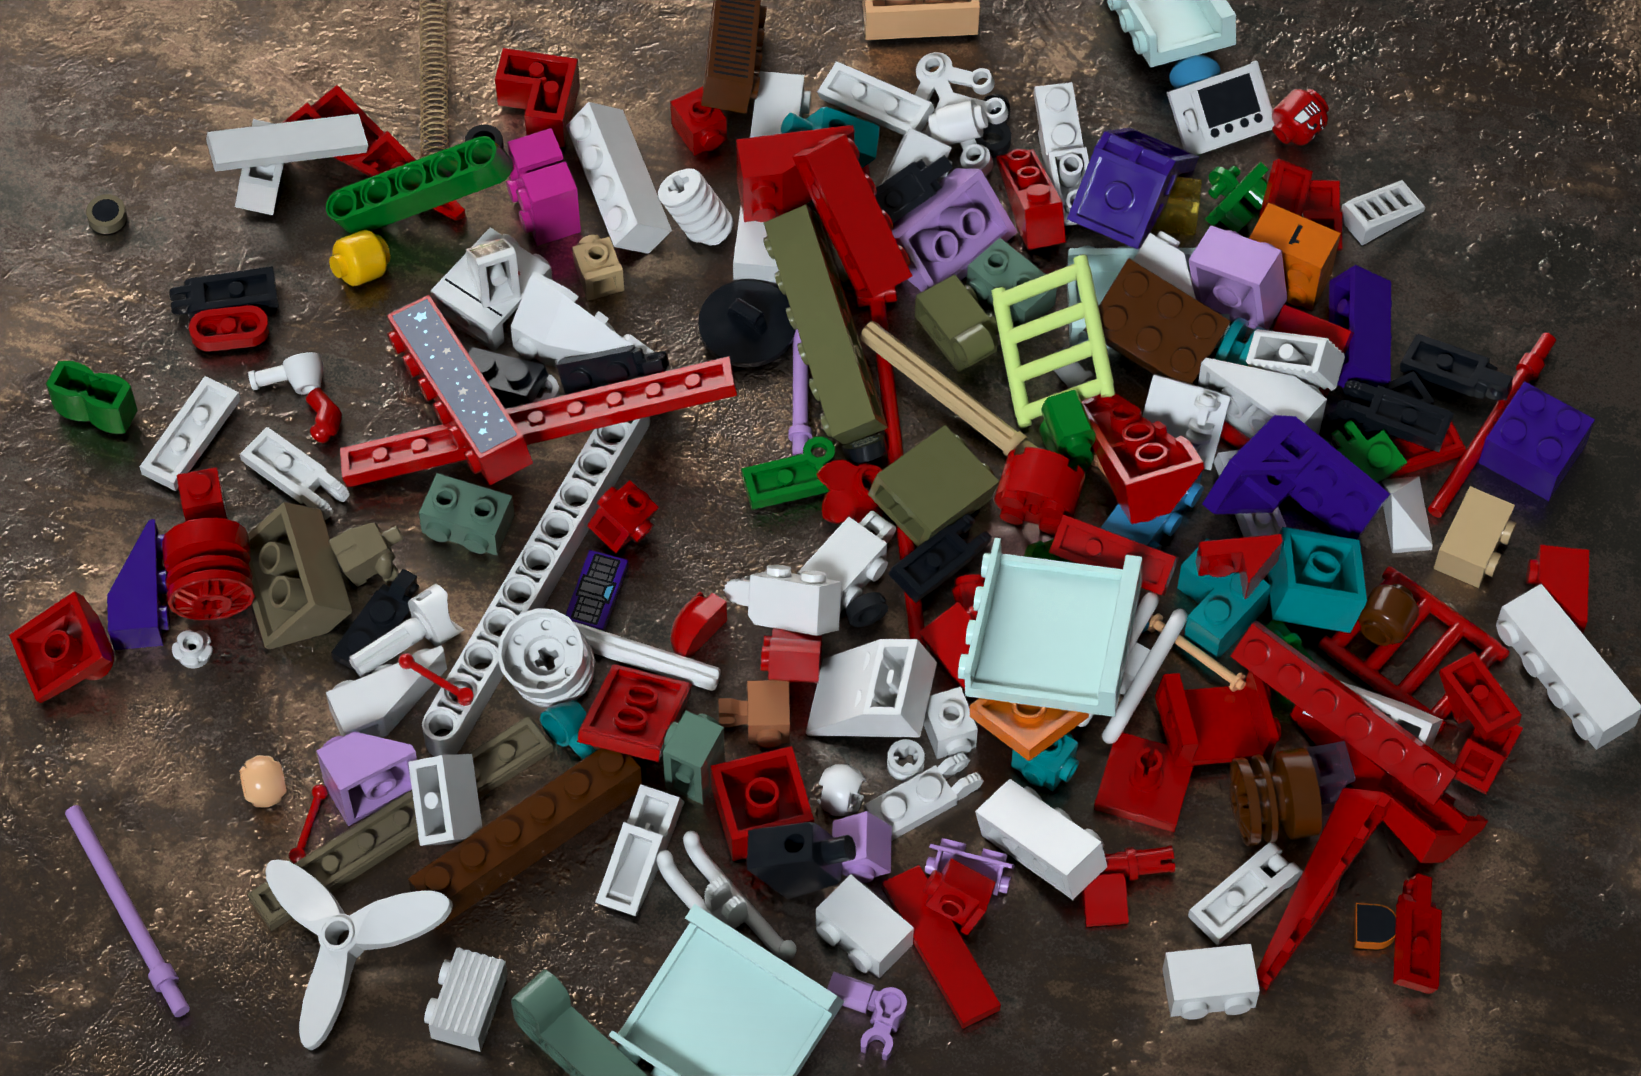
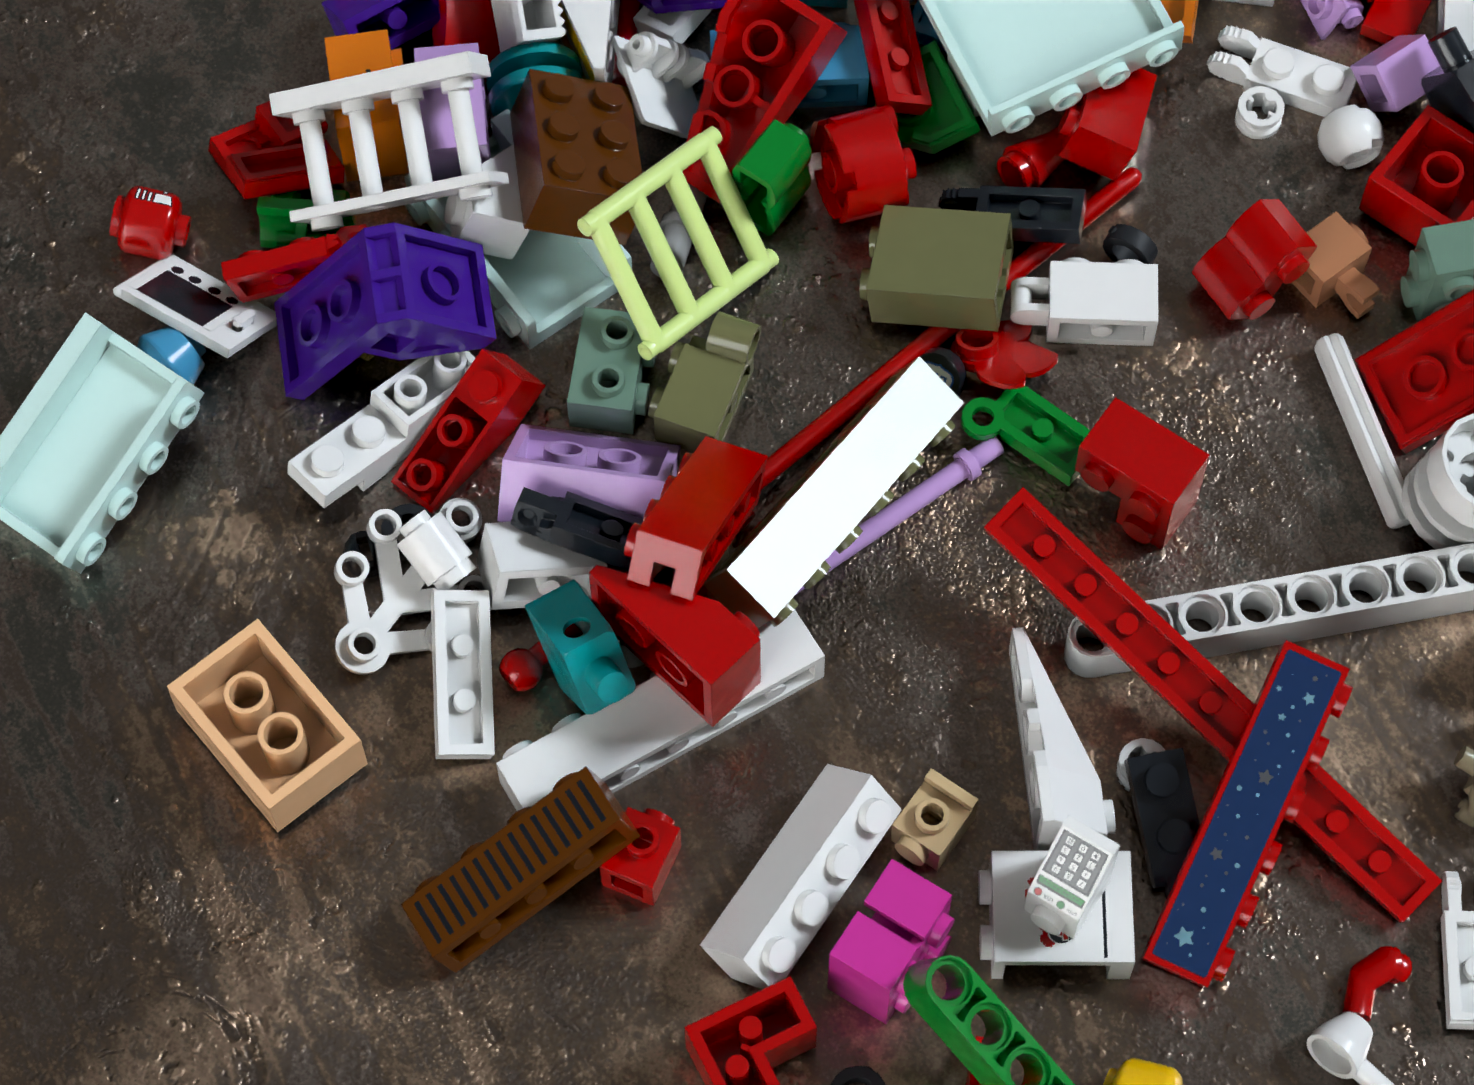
camera: 125 degrees left, 5 degrees up
(466, 514) = (1374, 730): sand green brick -> none
(597, 590) = (1332, 529): tile -> none
(609, 367) = (1070, 682): black hinge -> none
(623, 516) = (1232, 546): red brick -> none
(695, 207) = (802, 745): white piece -> none
(697, 623) = (1285, 400): red brick -> none
(703, 484) = (1146, 468): none -> red brick
(746, 323) = (874, 613): black shield -> none
(789, 600) = (1198, 313): white hinge -> none
(873, 691) = (1234, 150): white slope -> none
(944, 389) = (809, 244): tan axle -> none
(950, 723) = (1191, 91): white brick -> none
(1202, 156) = (277, 270): none -> red hinge
(1241, 230) = (356, 99): none -> white fence
(1367, 230) = (239, 108): white slope -> none

